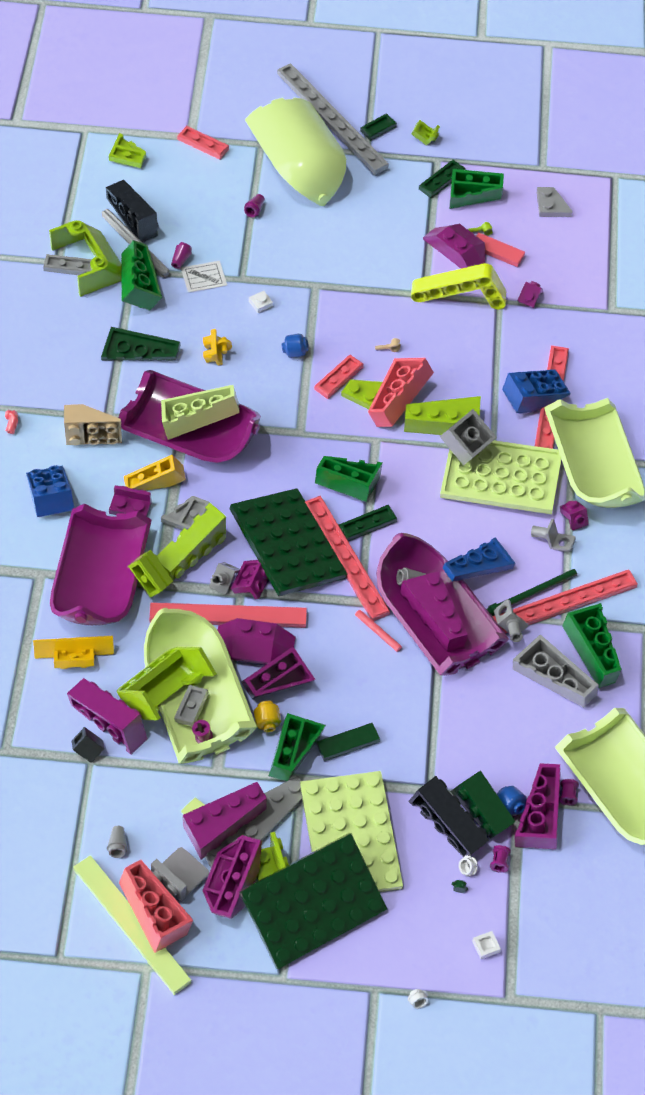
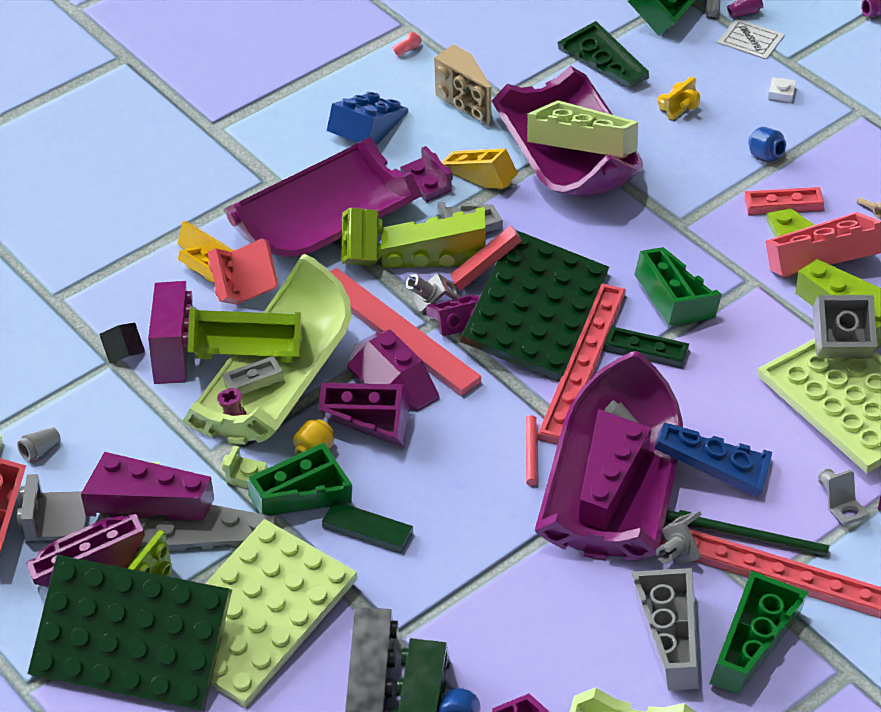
camera: 50 degrees right, 10 degrees down
(112, 645) = (243, 272): none -> coral bracket
(234, 533) = (486, 257): none -> coral tile
(248, 764) = (238, 468): none -> yellowish green bracket

